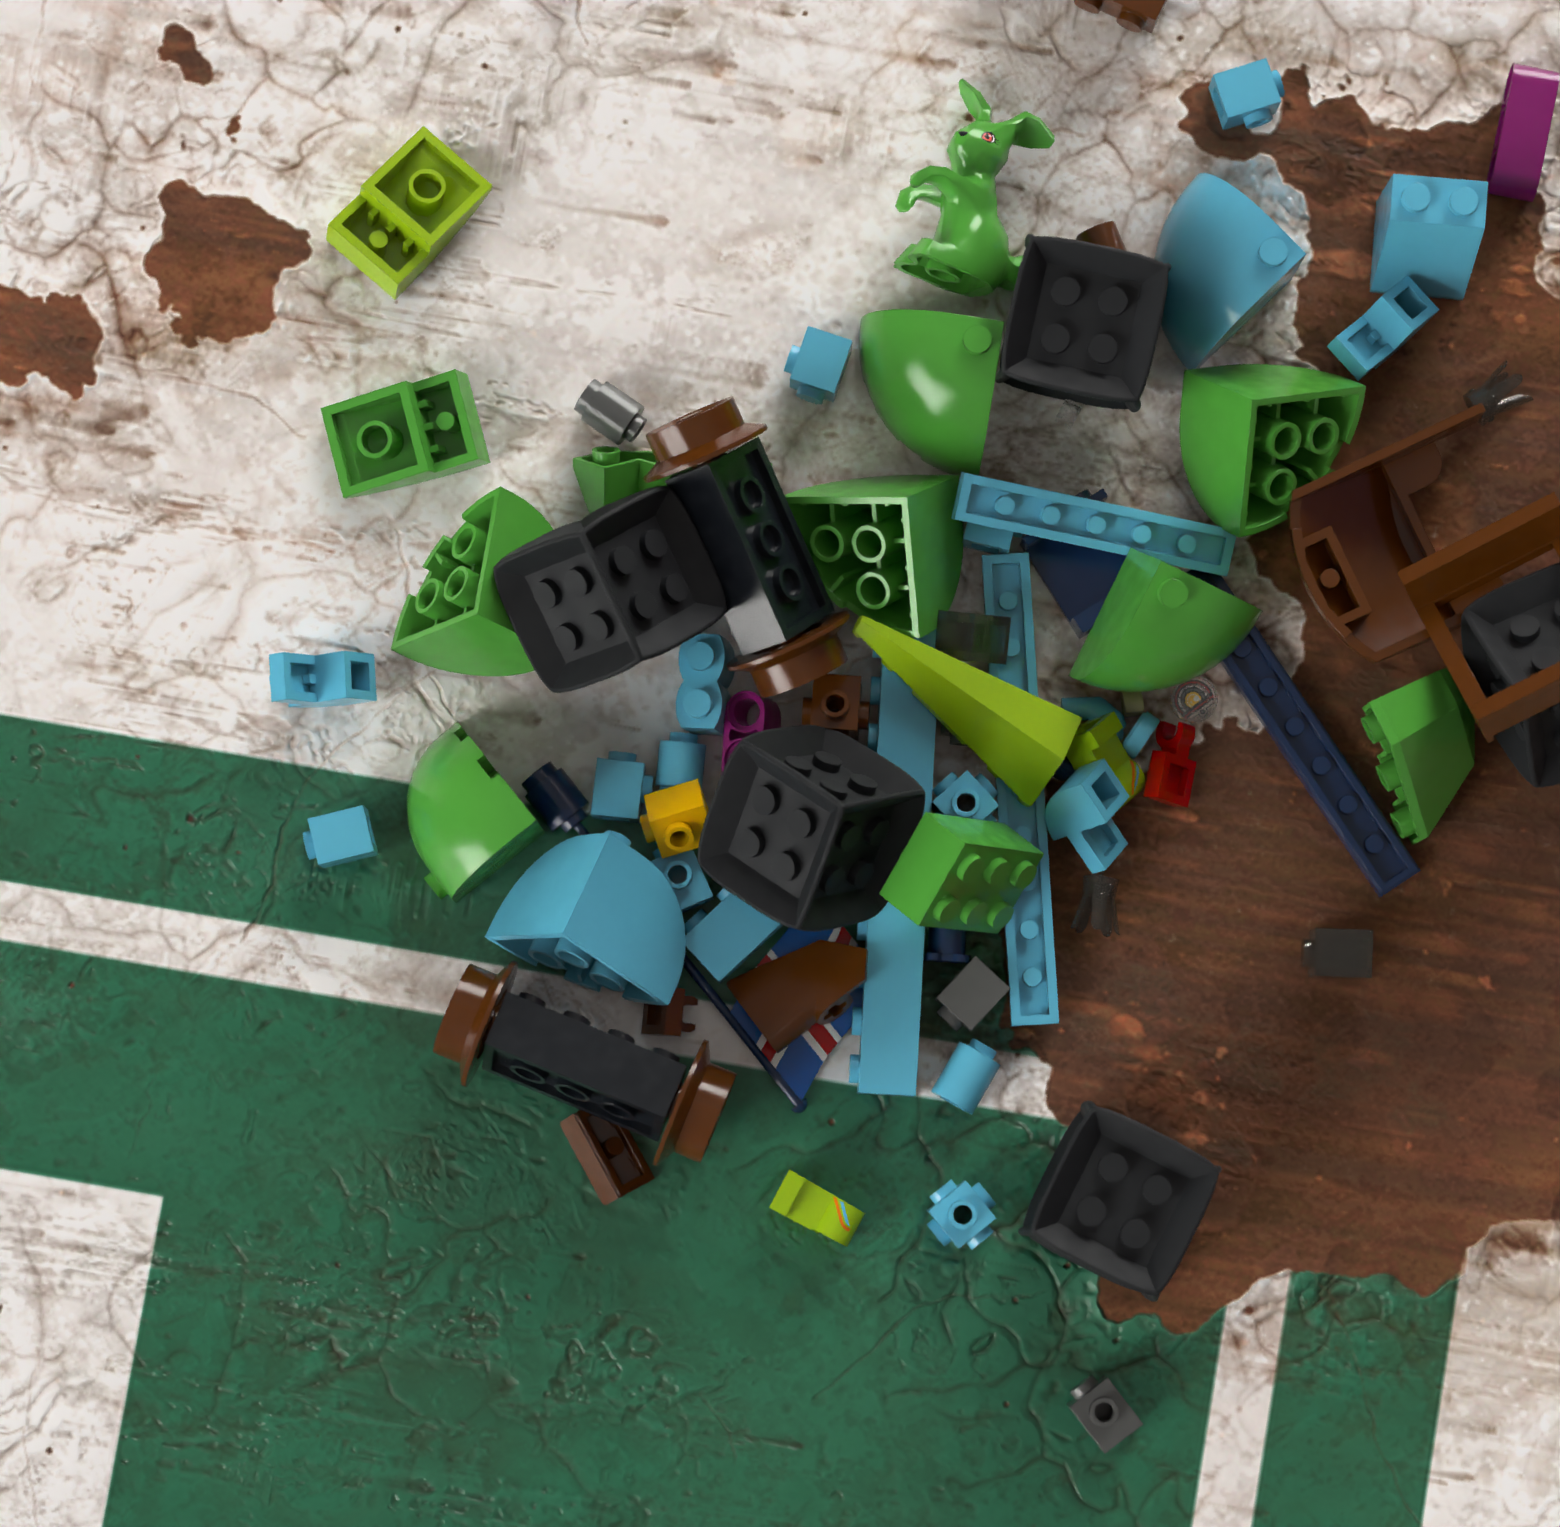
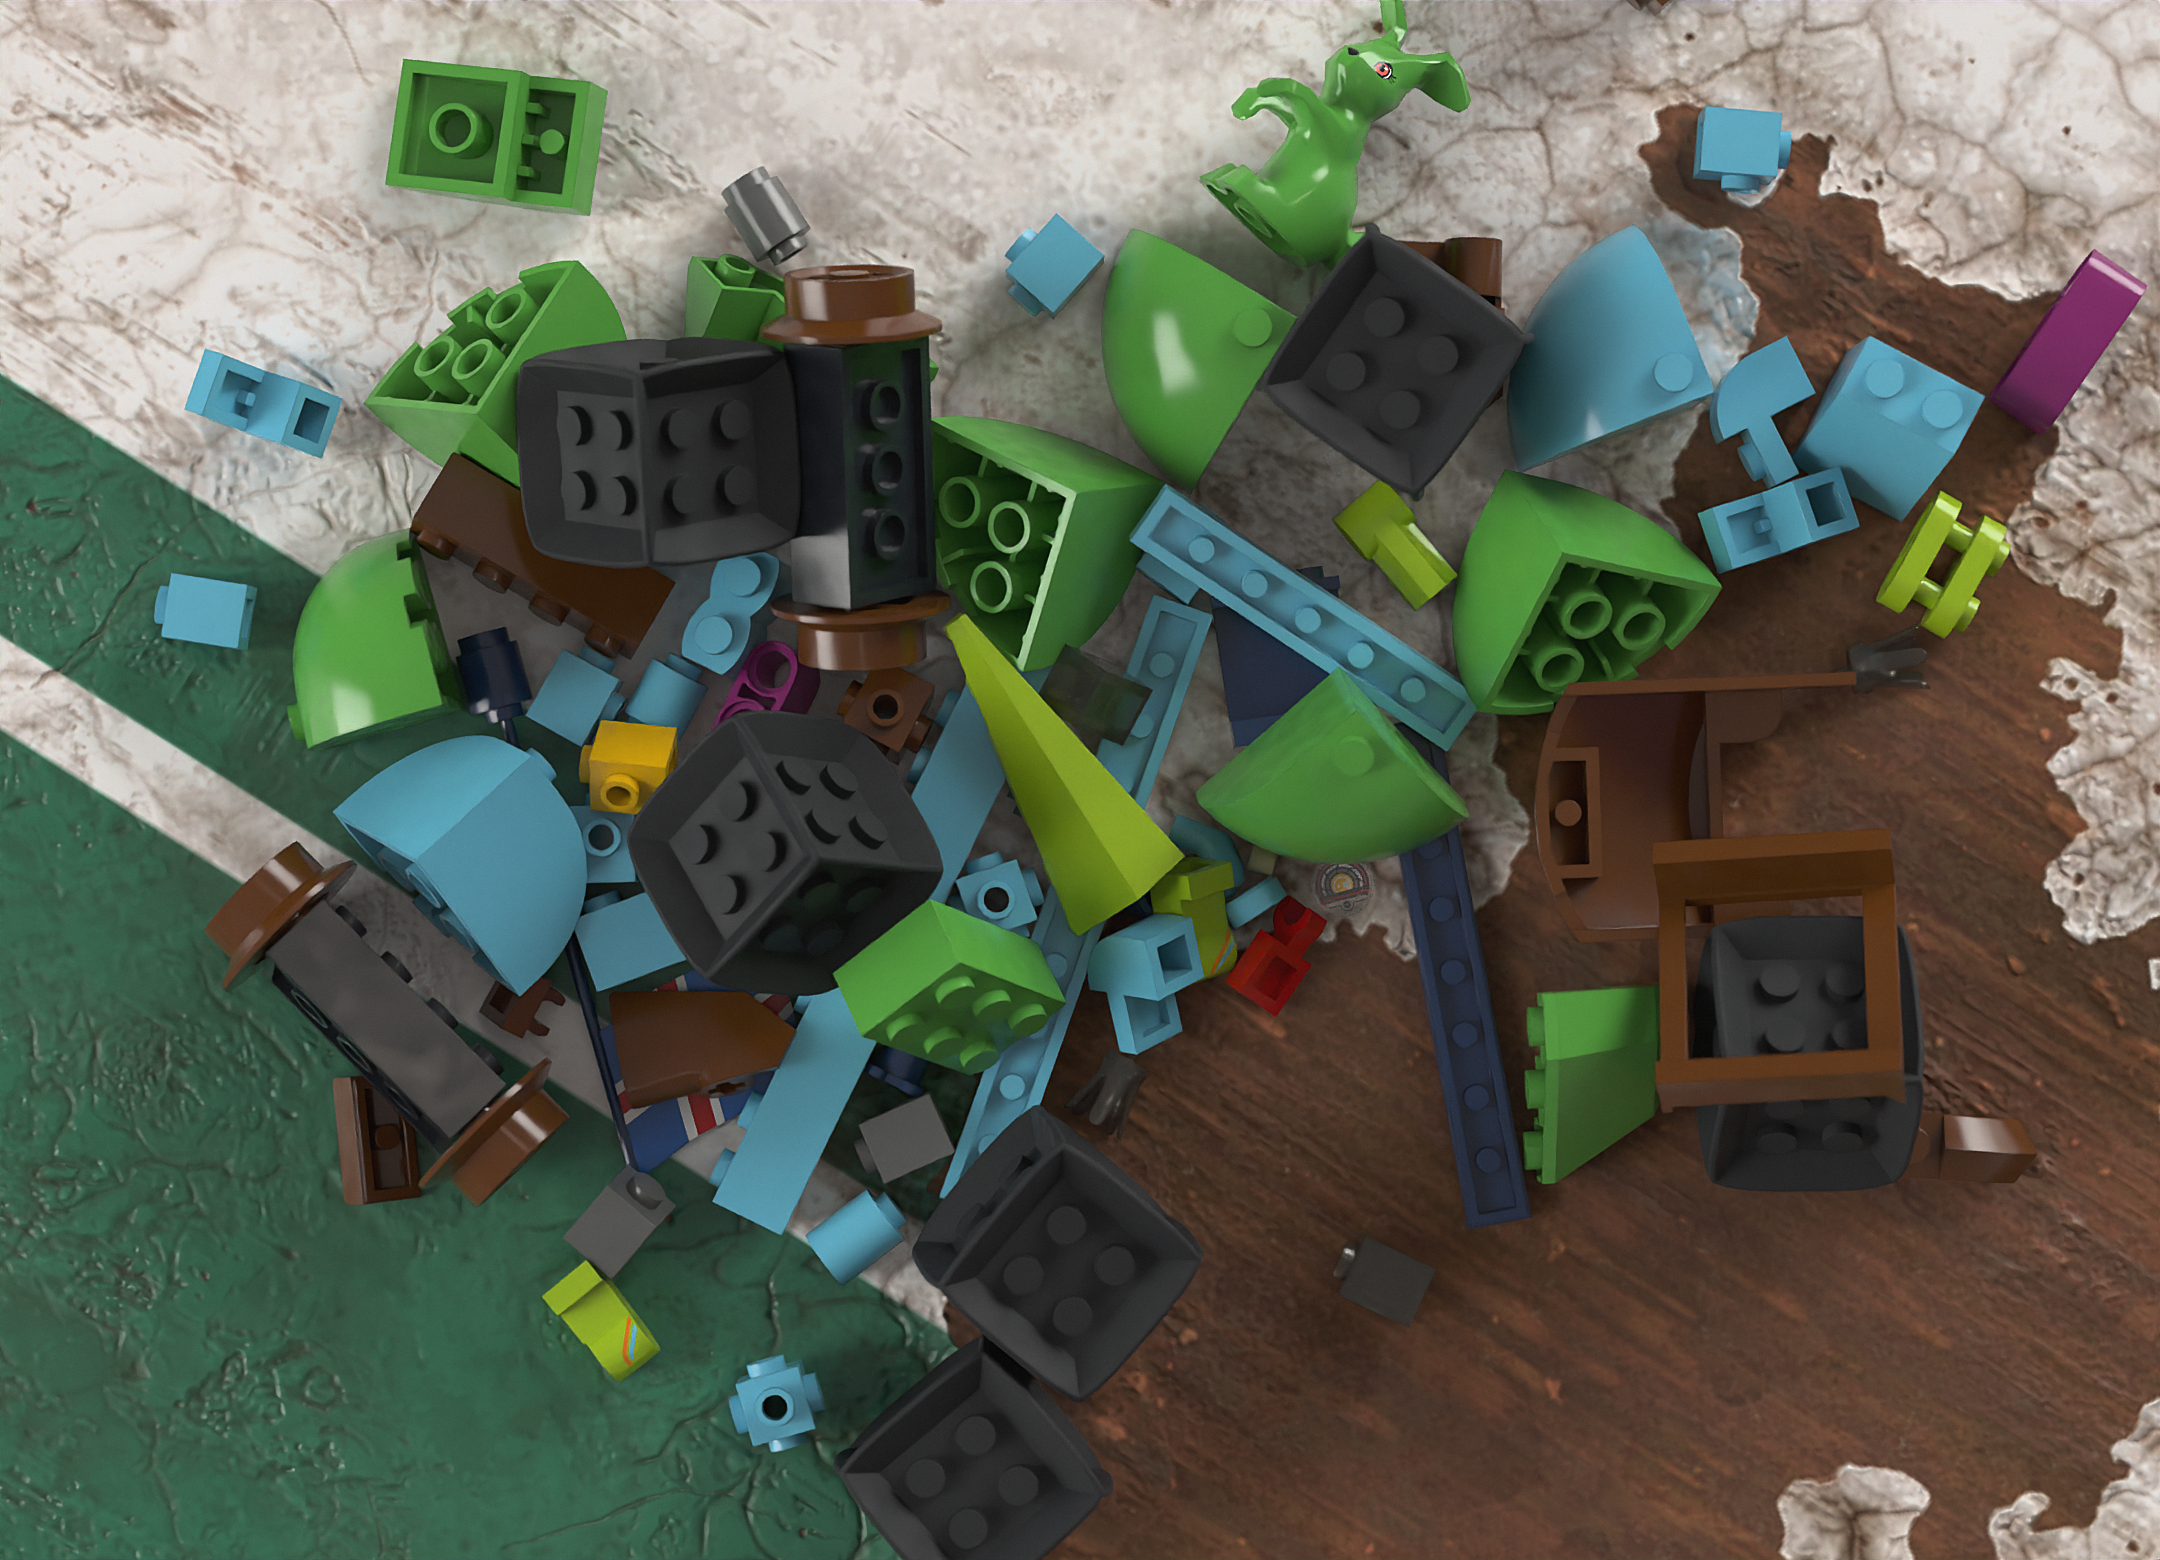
camera: 20 degrees right, 5 degrees up
(515, 699) = (485, 527): none -> reddish brown brick
(800, 1133) = (620, 1220): none -> dark grey brick
(1113, 1023) = (1056, 1254): none -> black piece
(1119, 449) = (1385, 532): none -> lime piece
(1326, 261) = (1749, 398): none -> medium azure brick
(1525, 297) = (1979, 553): none -> lime brick

